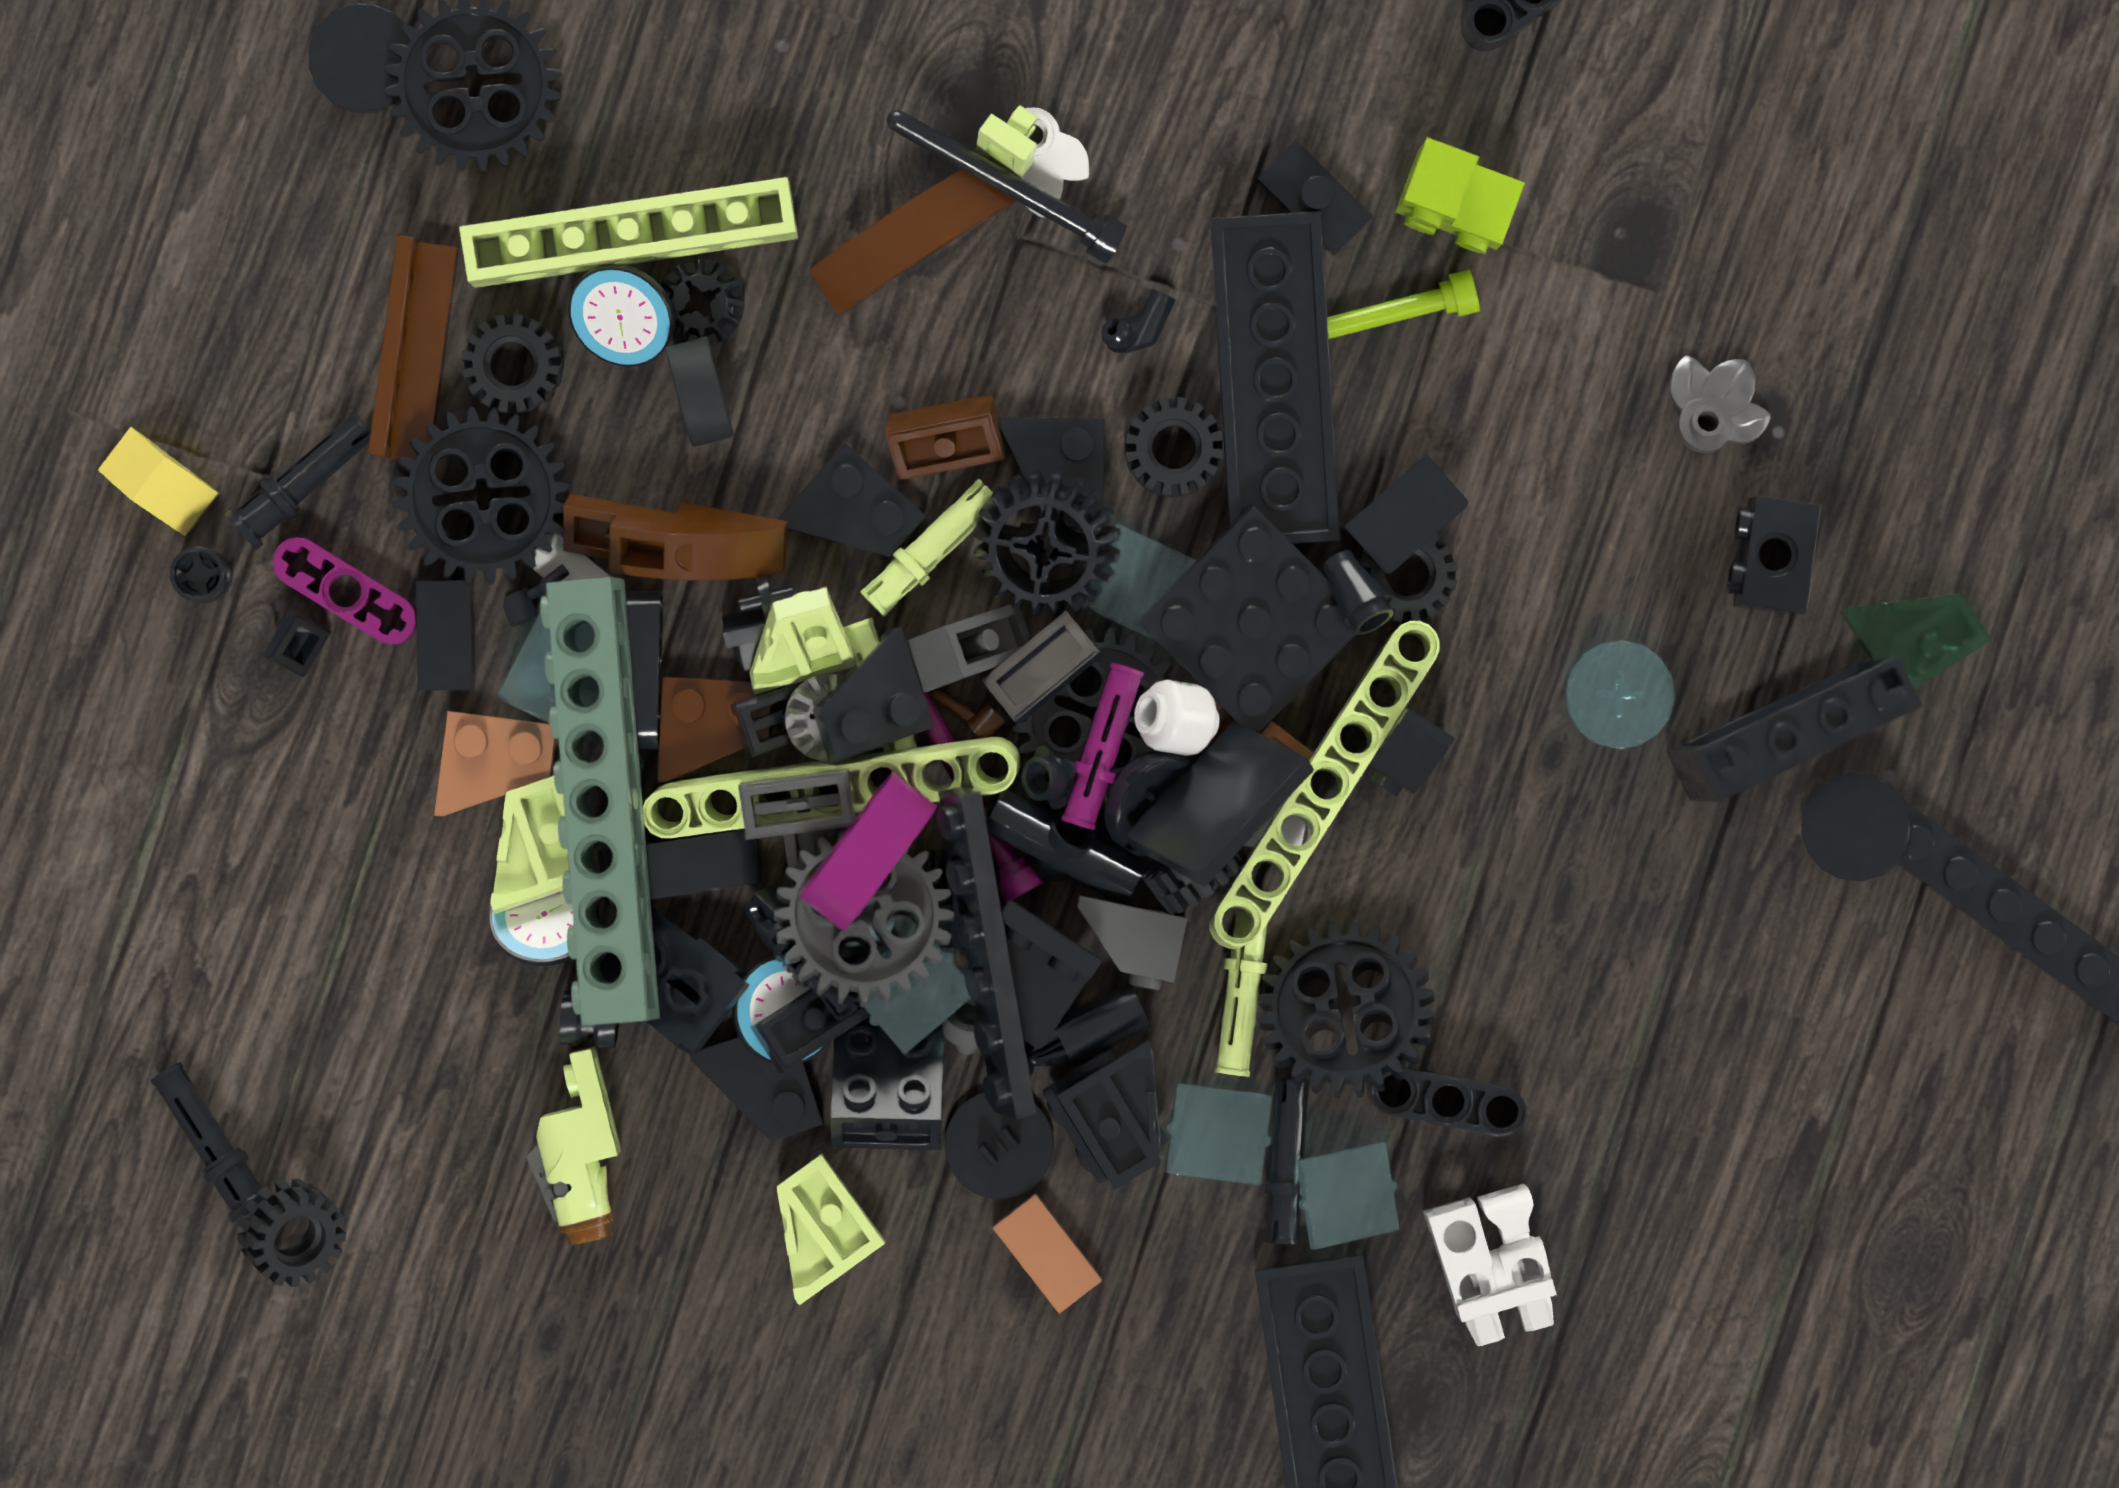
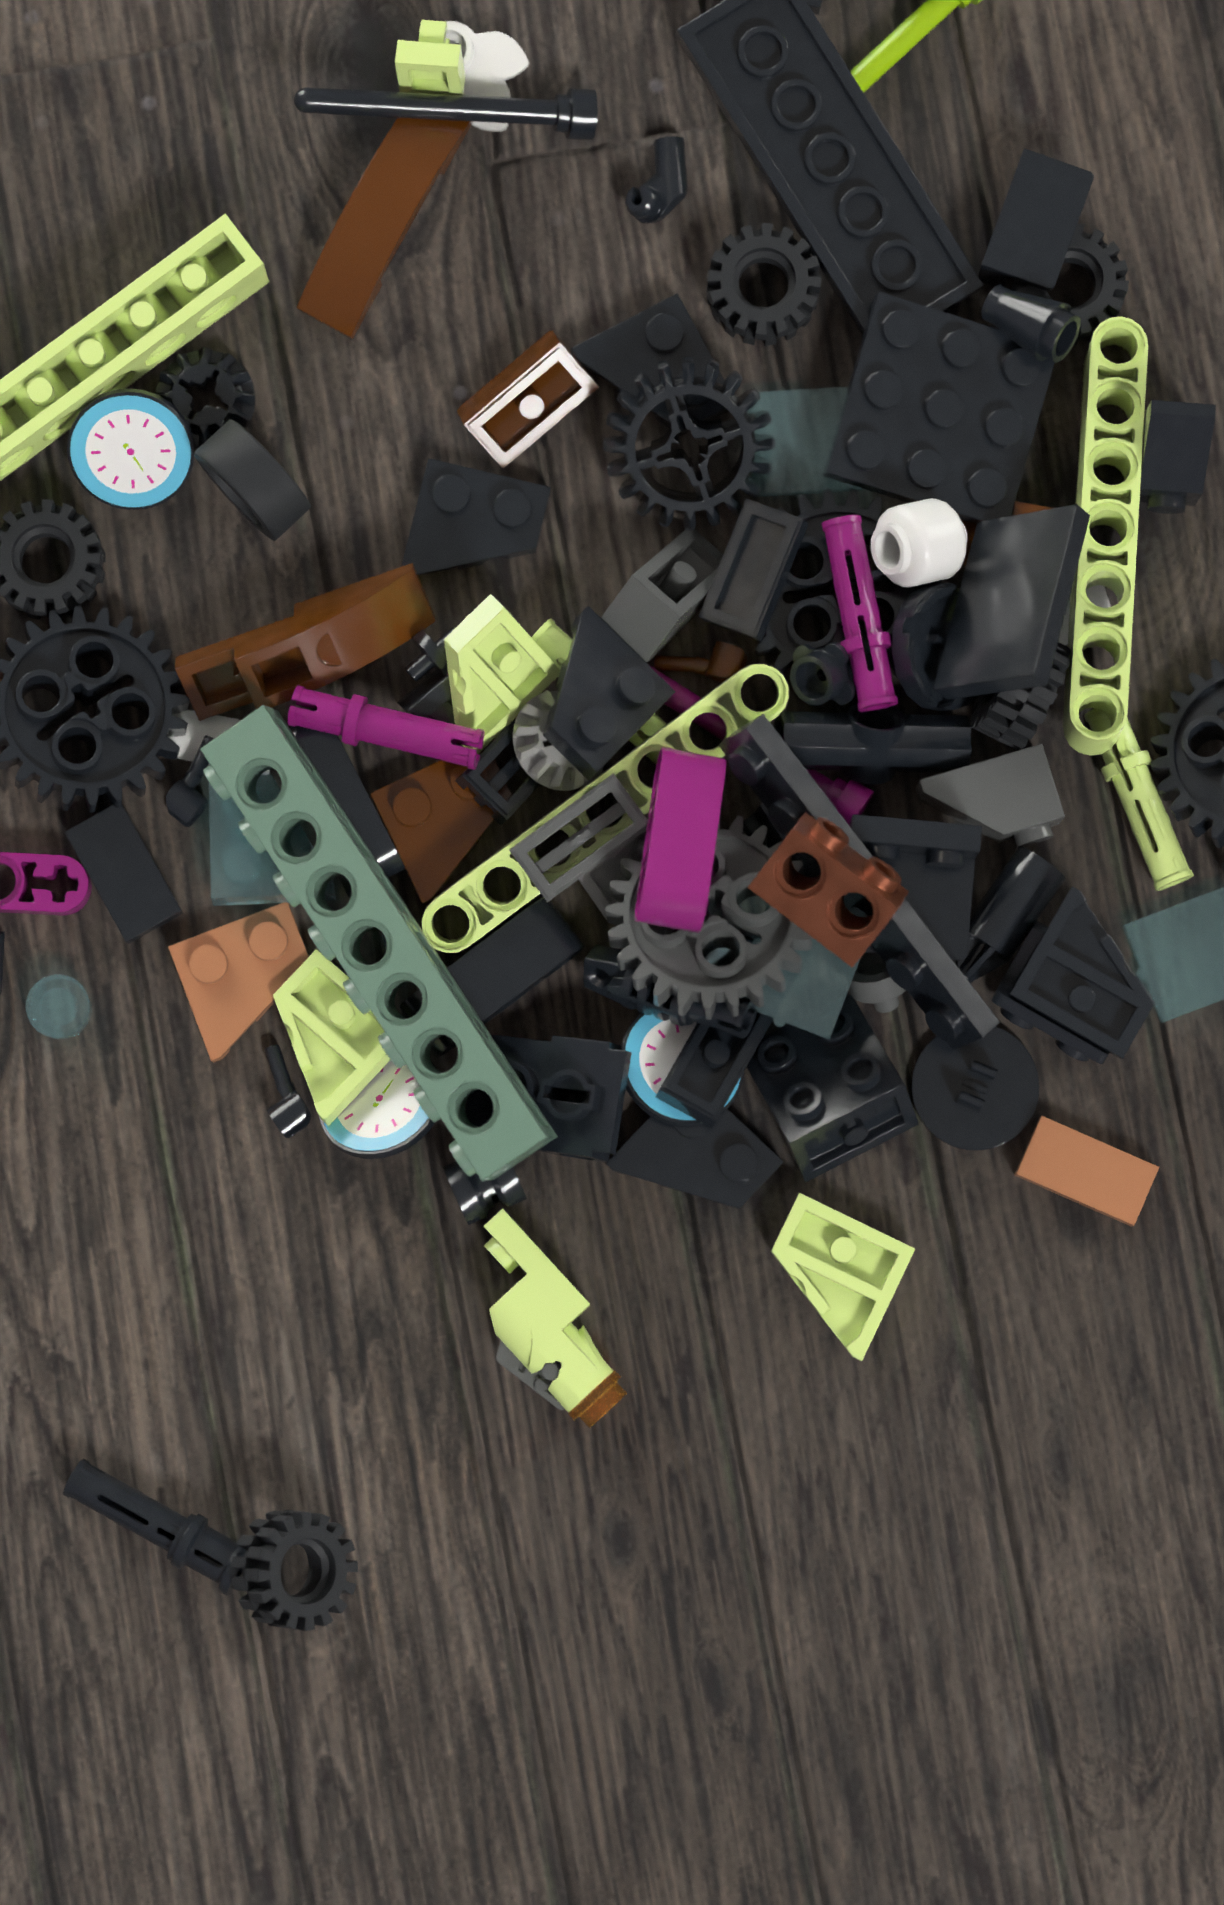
camera: 35 degrees left, 5 degrees down
(341, 711) = (58, 1007): none -> clear light blue tile
(475, 886) = (291, 1112): none -> black hand
(681, 624) = (385, 727): none -> magenta pin
(927, 550) = (566, 536): yellowish green pin -> none
(943, 955) = (818, 901): none -> copper brick

